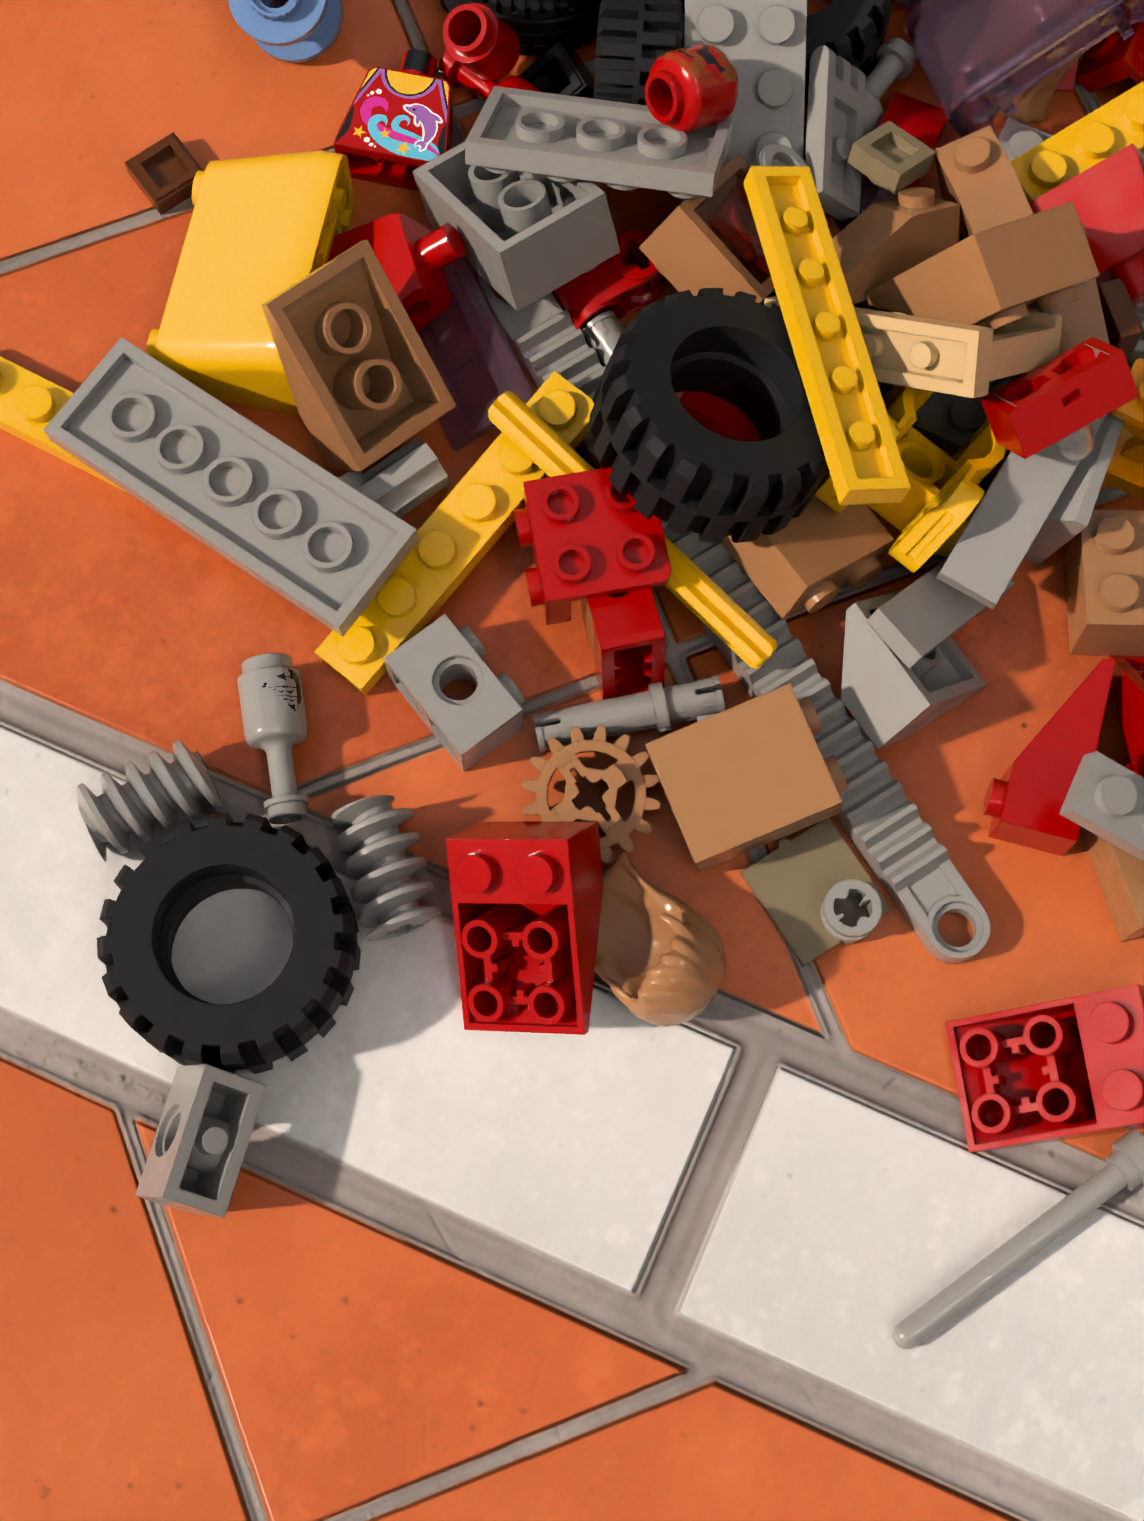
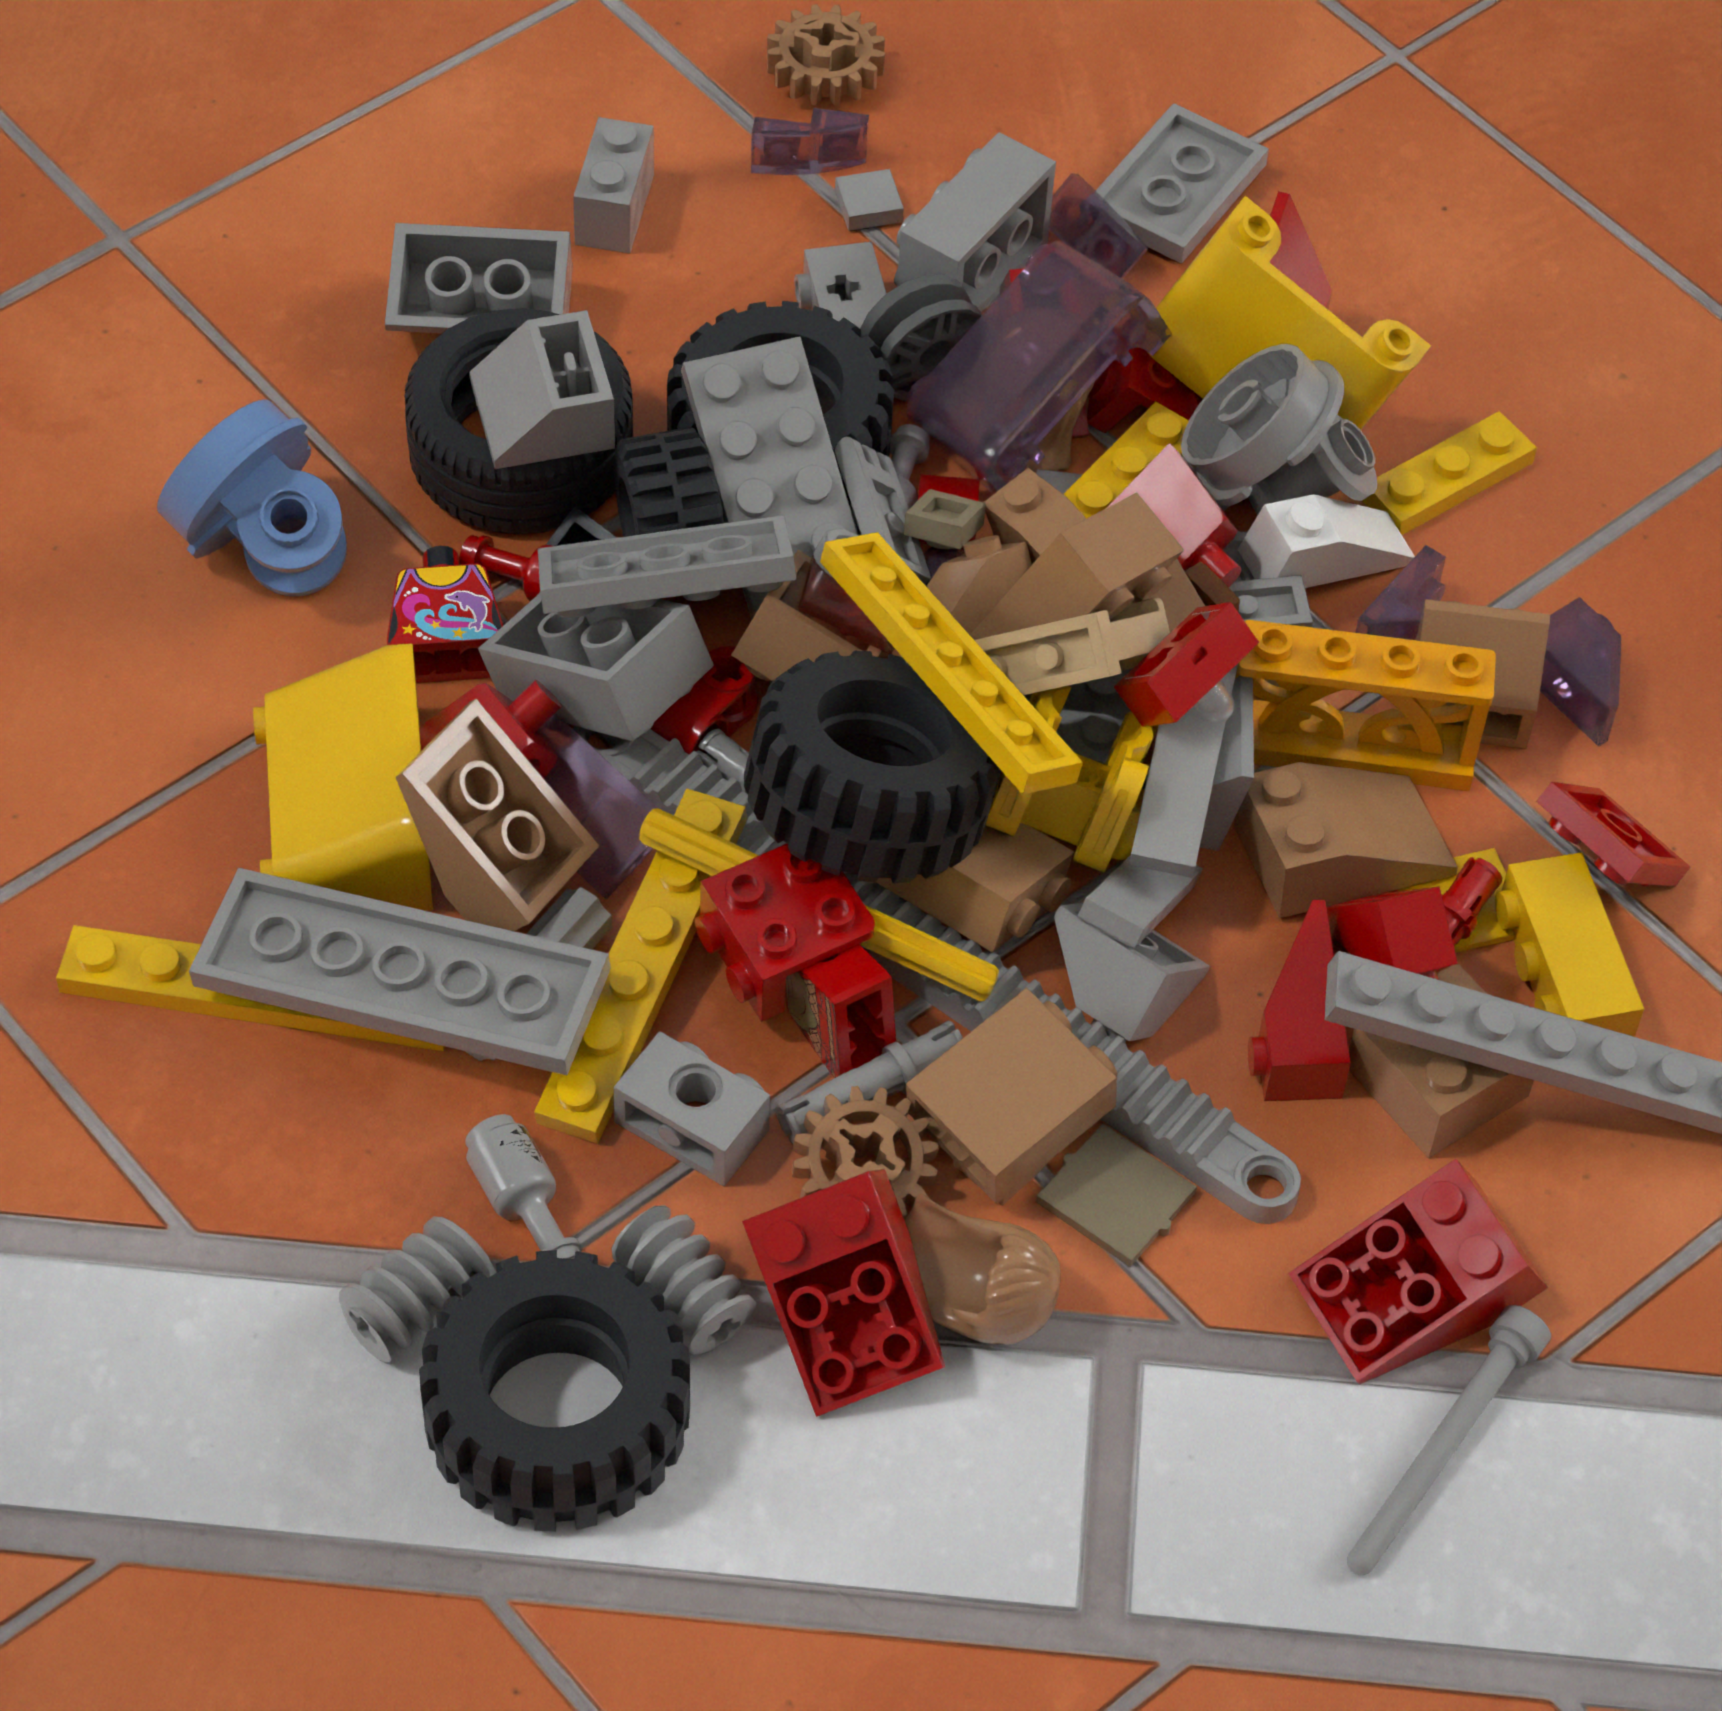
camera: 20 degrees left, 20 degrees down
(164, 172) = (213, 724): reddish brown tile -> none
(201, 1140) = (593, 1577): light grey brick -> none
(481, 41) = (504, 518): red brick -> none
(692, 88) = (739, 496): red head -> none
(837, 896) = (1158, 1174): light grey bush -> none

